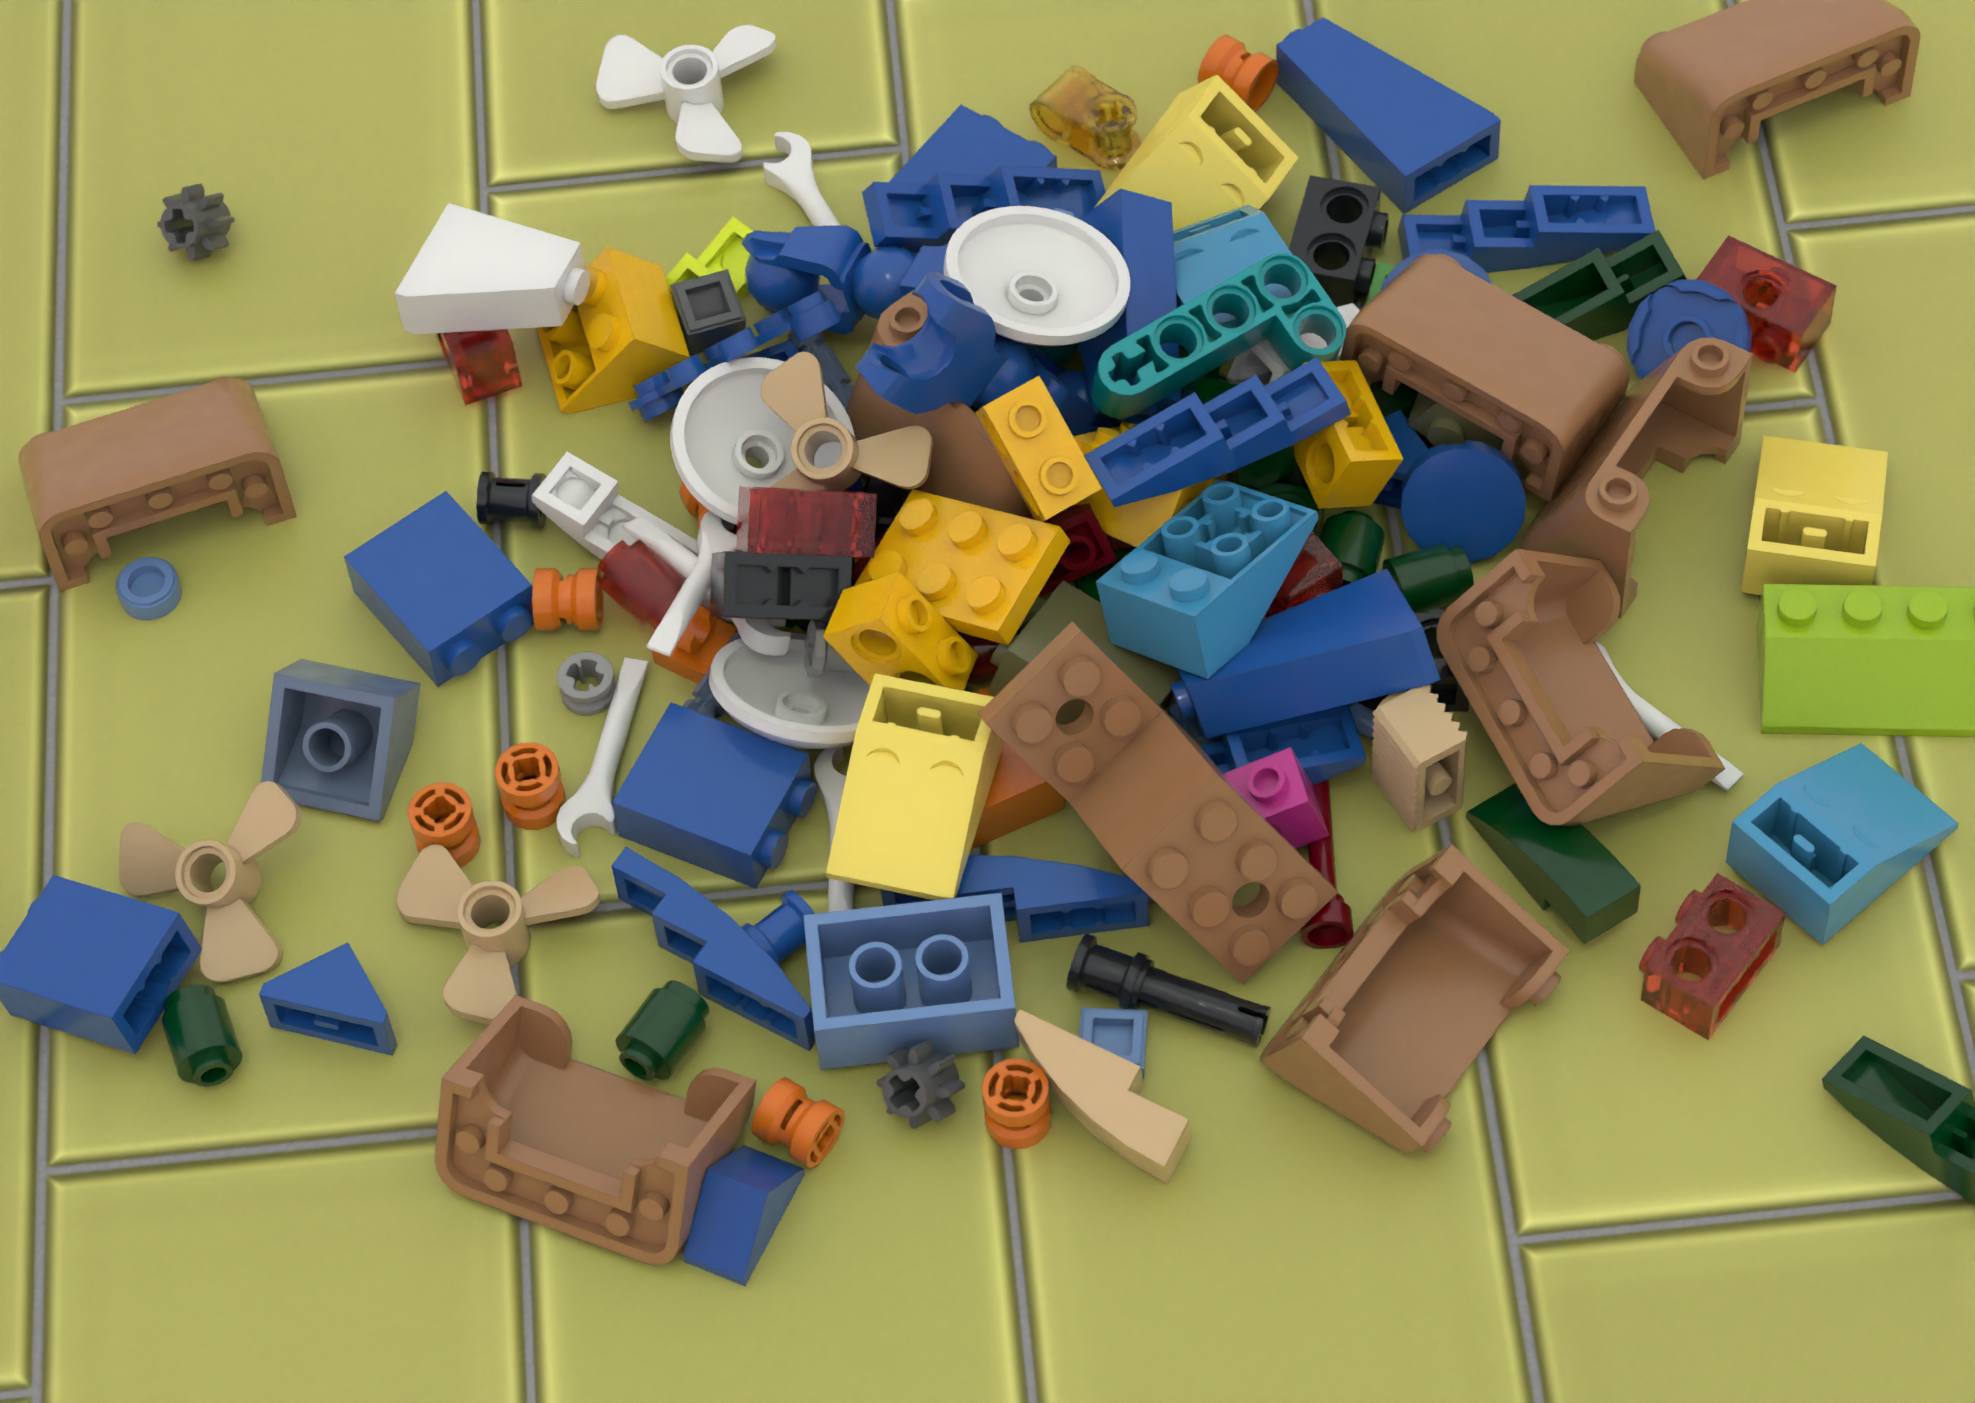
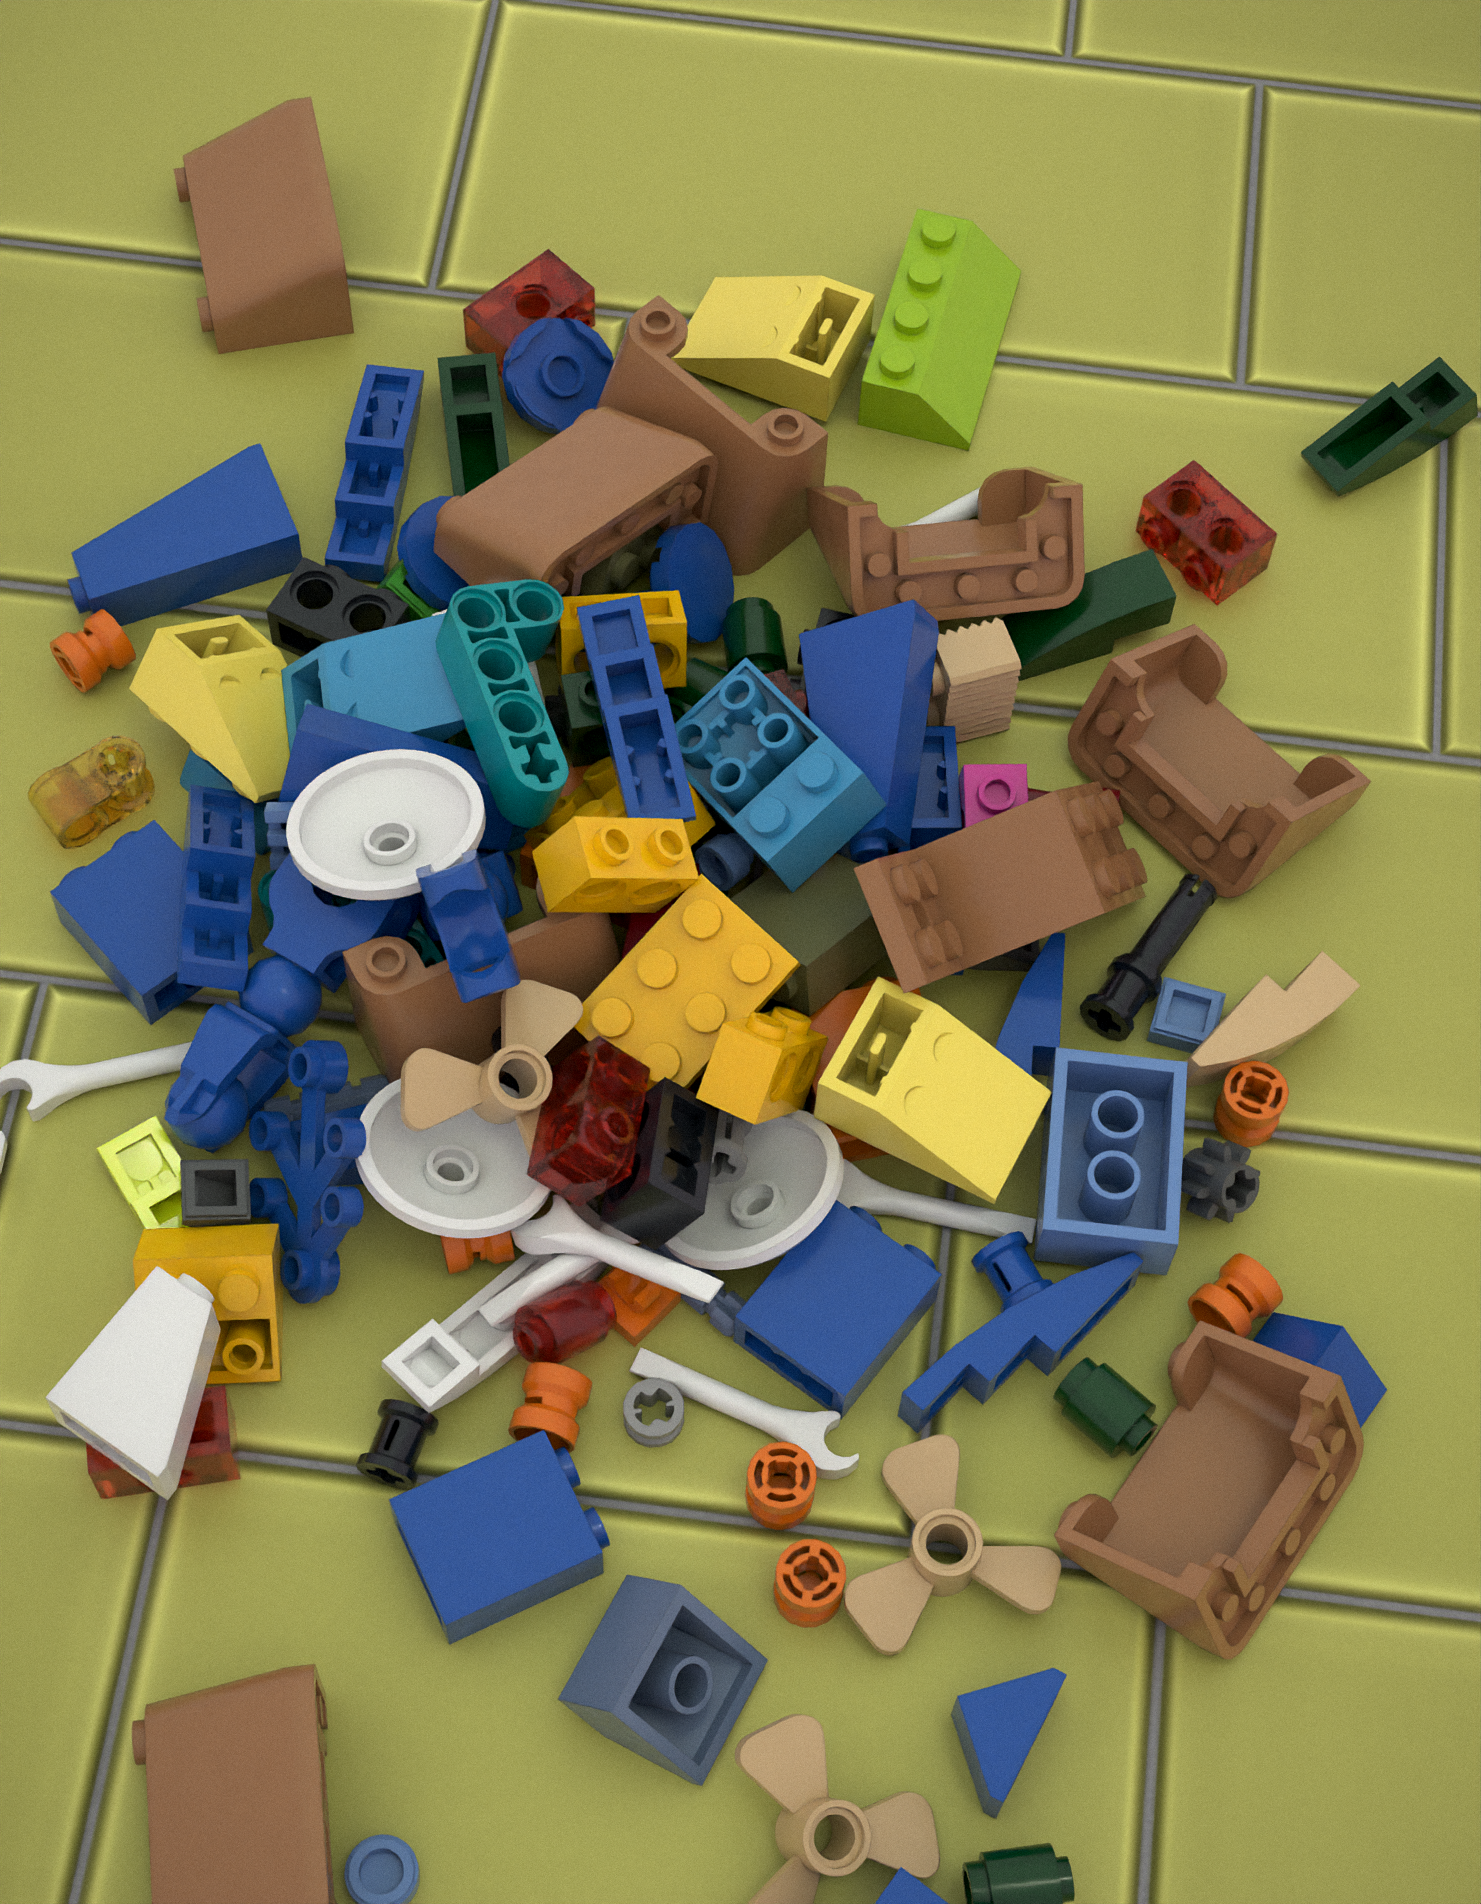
camera: 85 degrees left, 5 degrees up
(1835, 839) = (1114, 416): dark azure slope -> none

